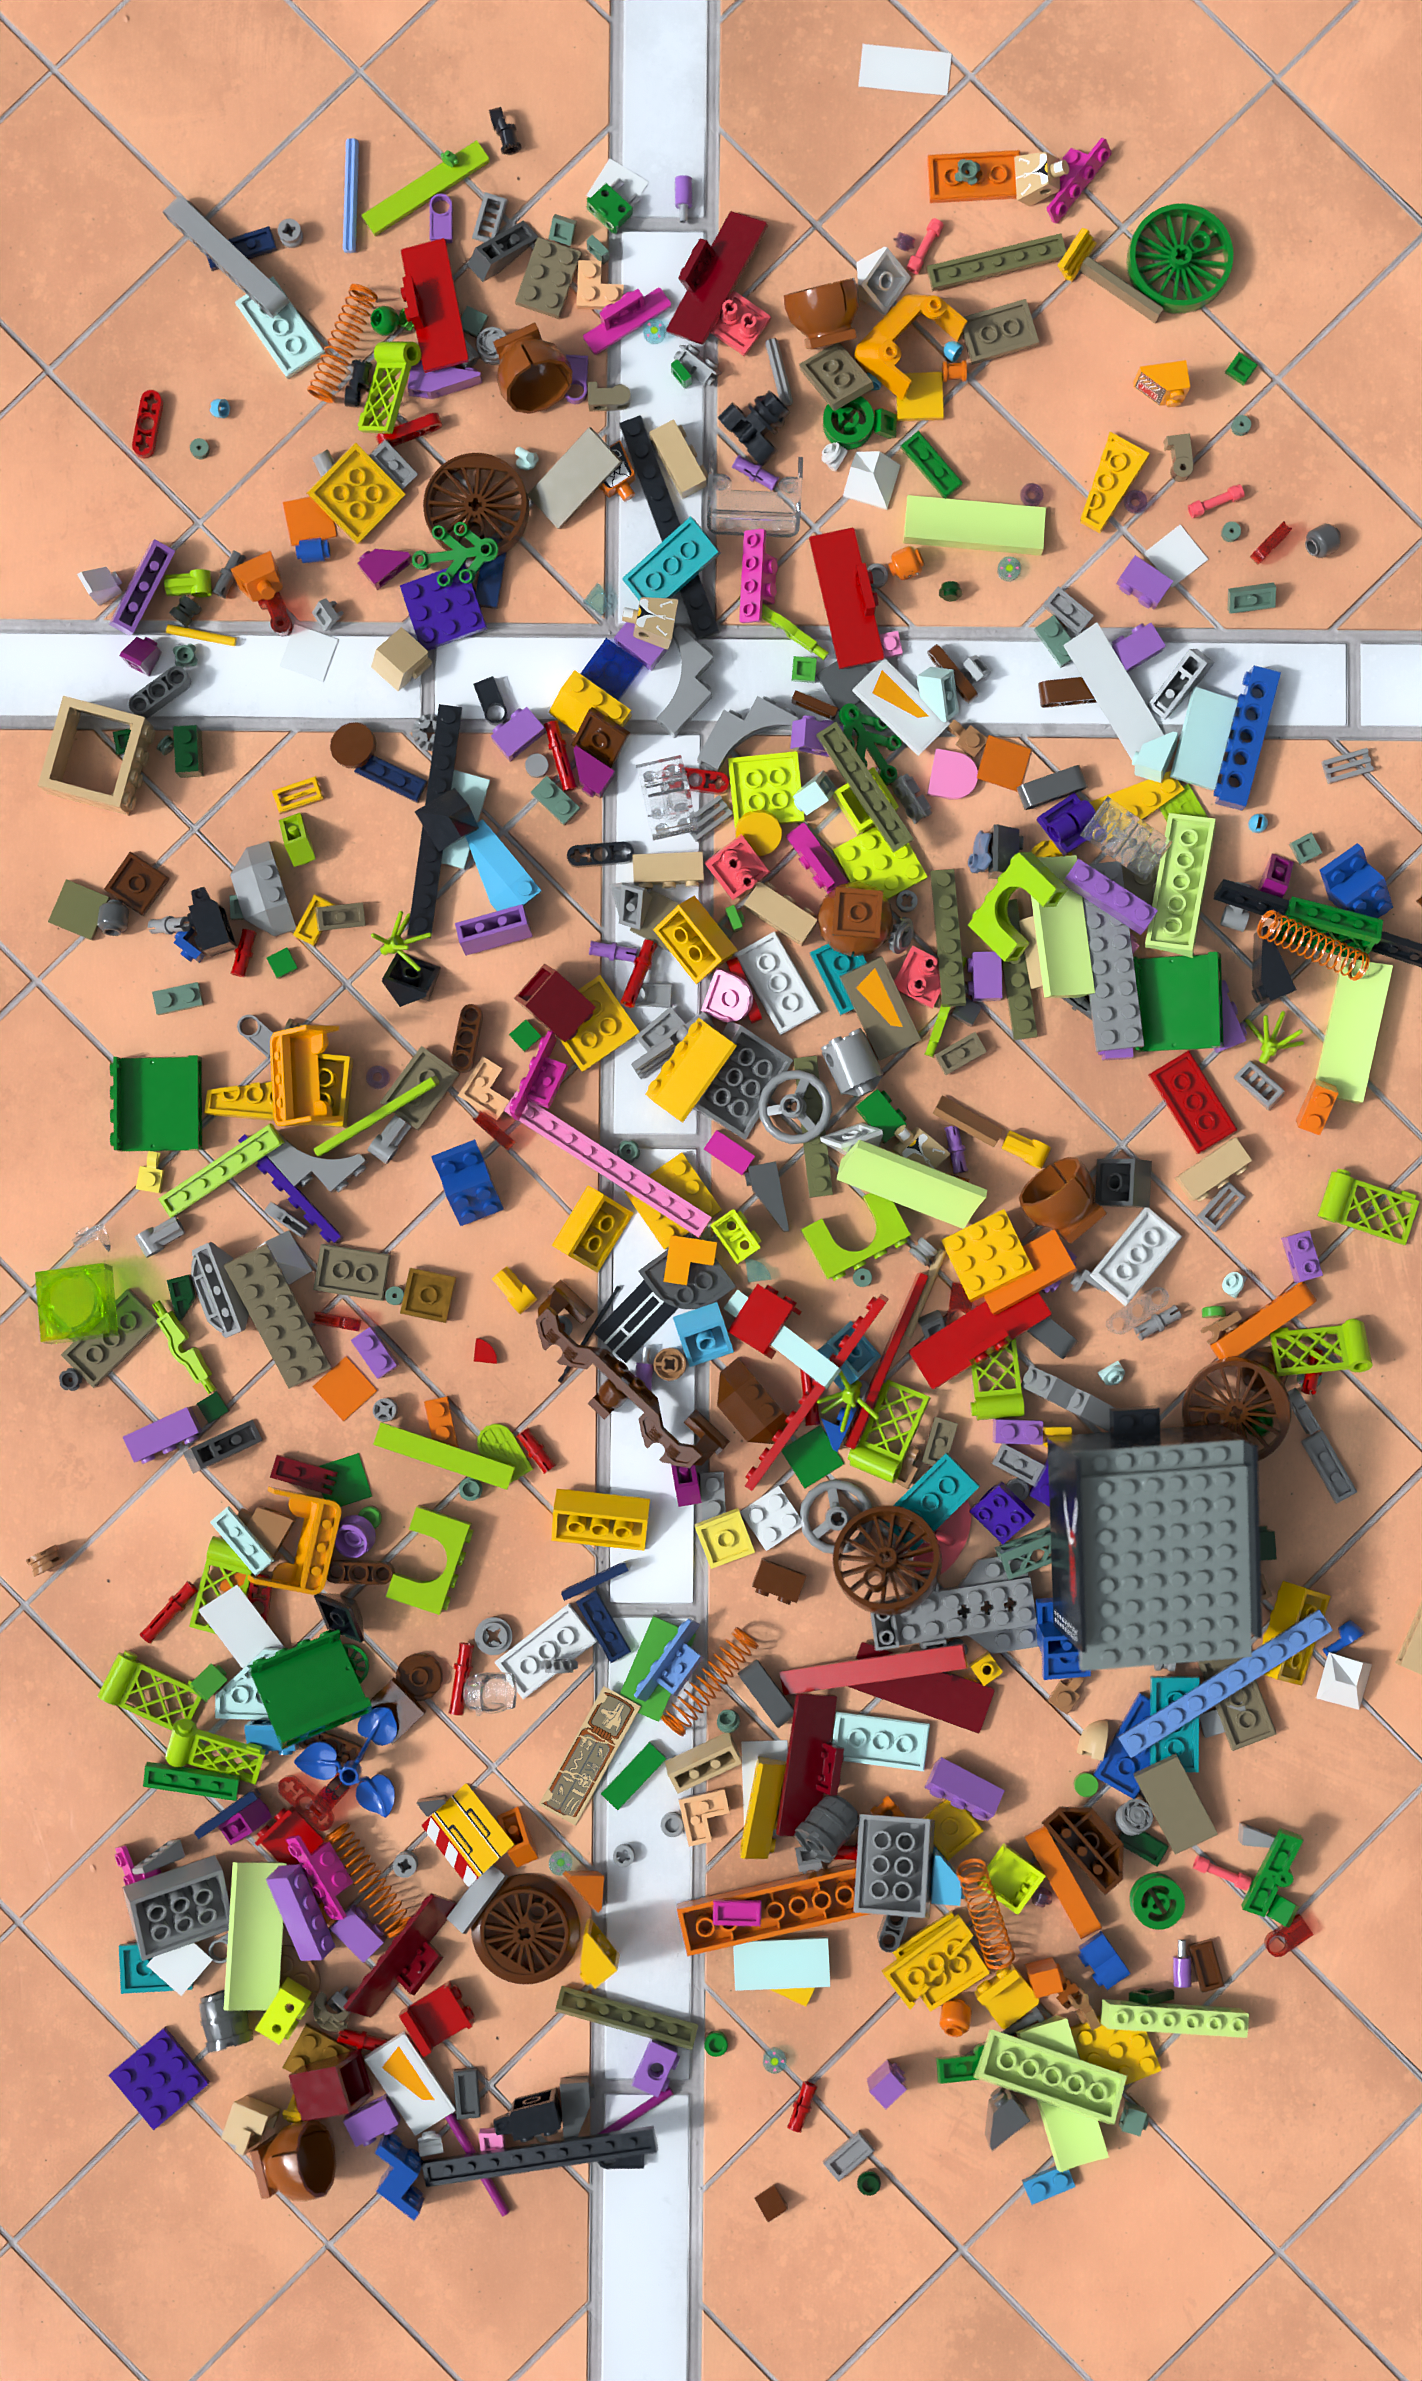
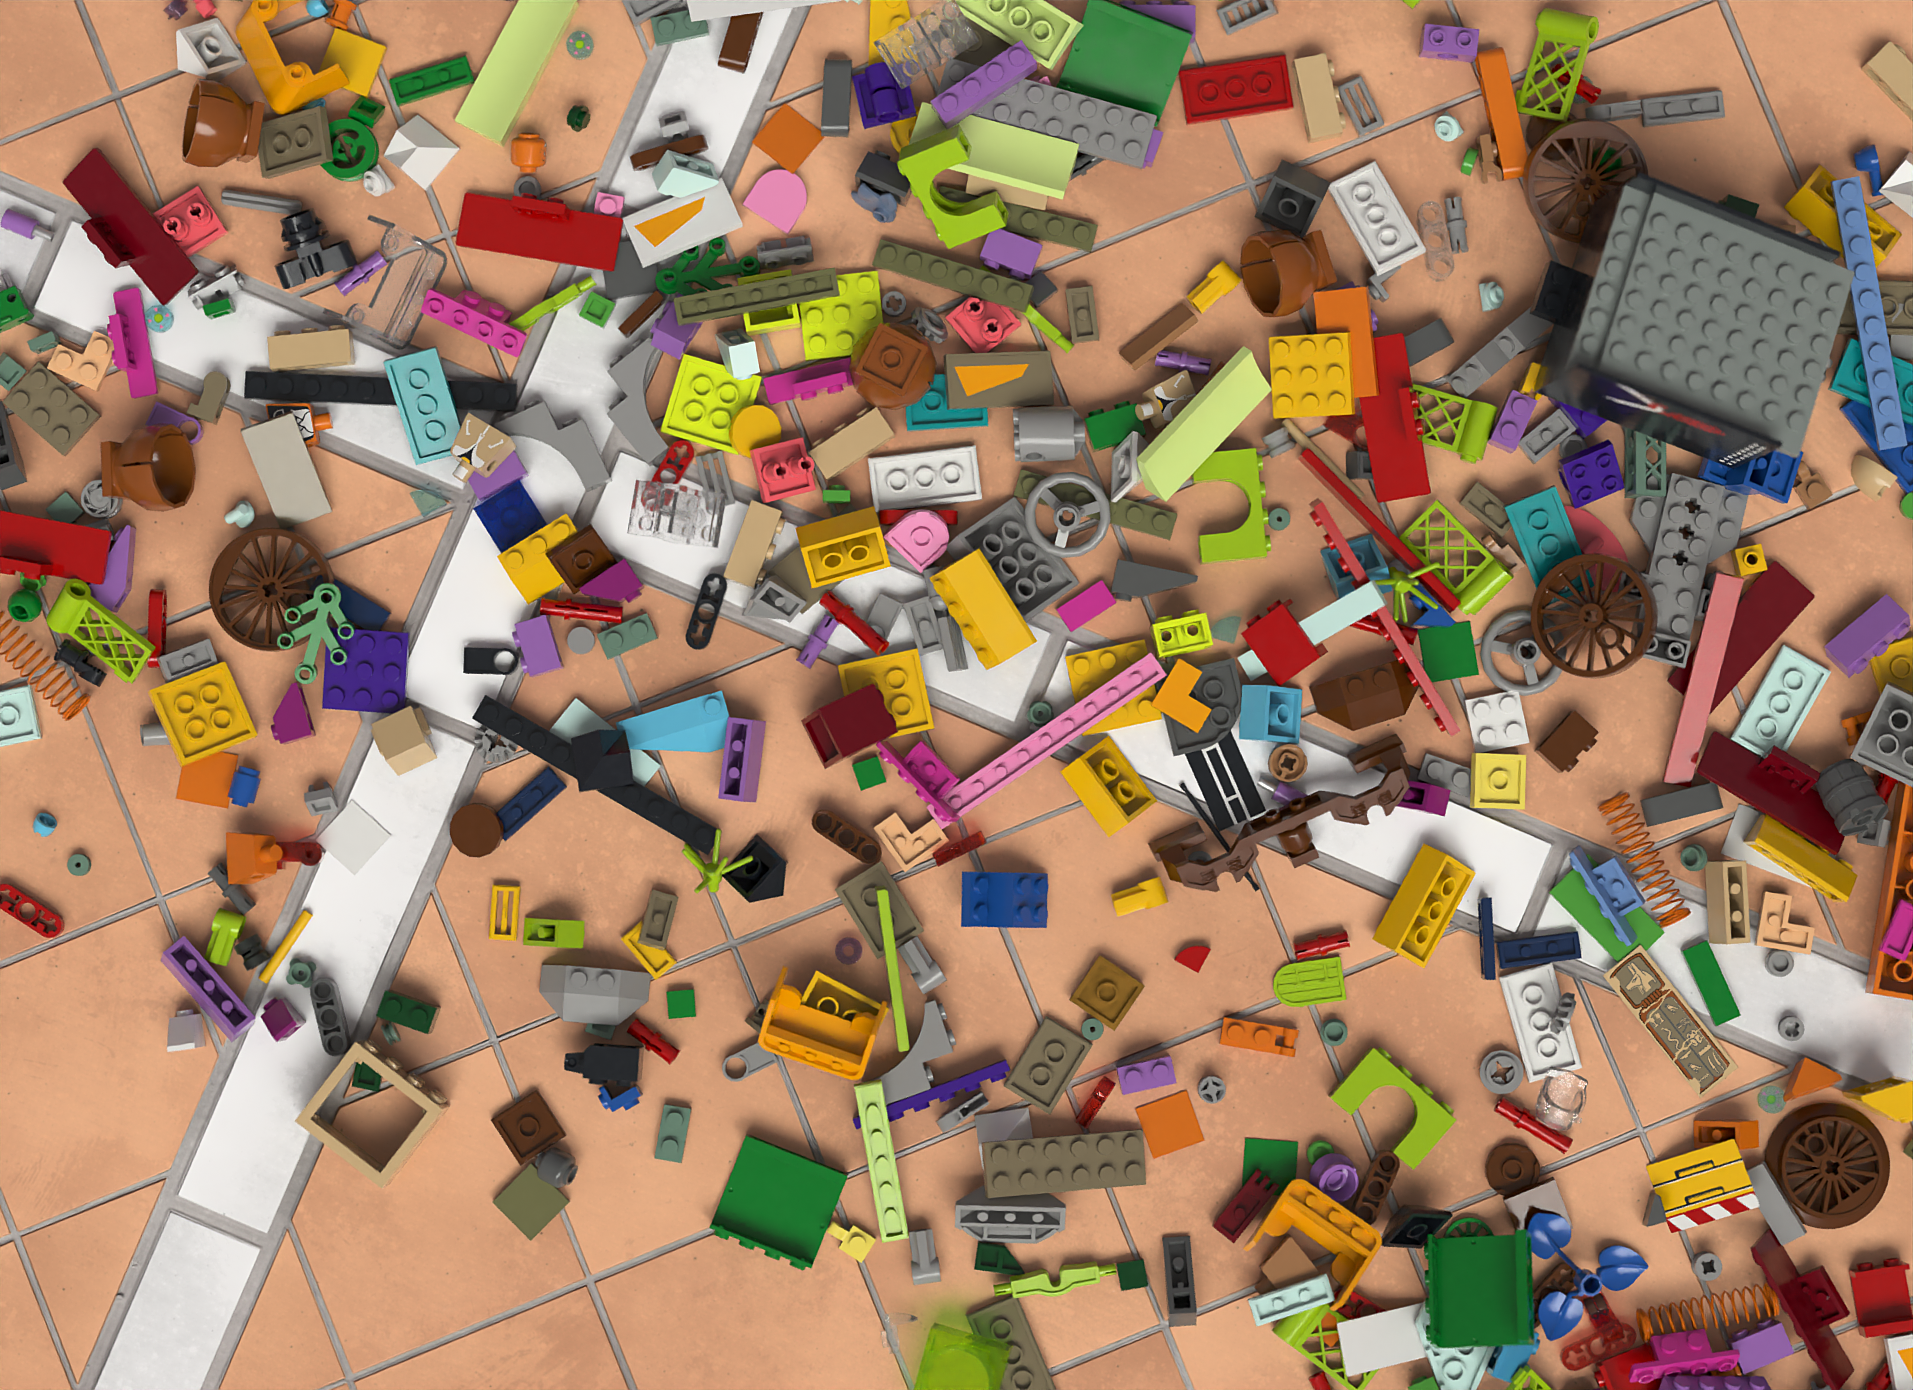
camera: 70 degrees left, 0 degrees up
(163, 1435) = (1141, 1340): medium lavender brick -> none
(169, 925) = (590, 1109): light grey pin -> none
(246, 1101) = (815, 1106): yellow wing -> none
(444, 1455) = (1287, 1045): lime tile -> none
(969, 740) = (747, 163): medium nougat plate -> none

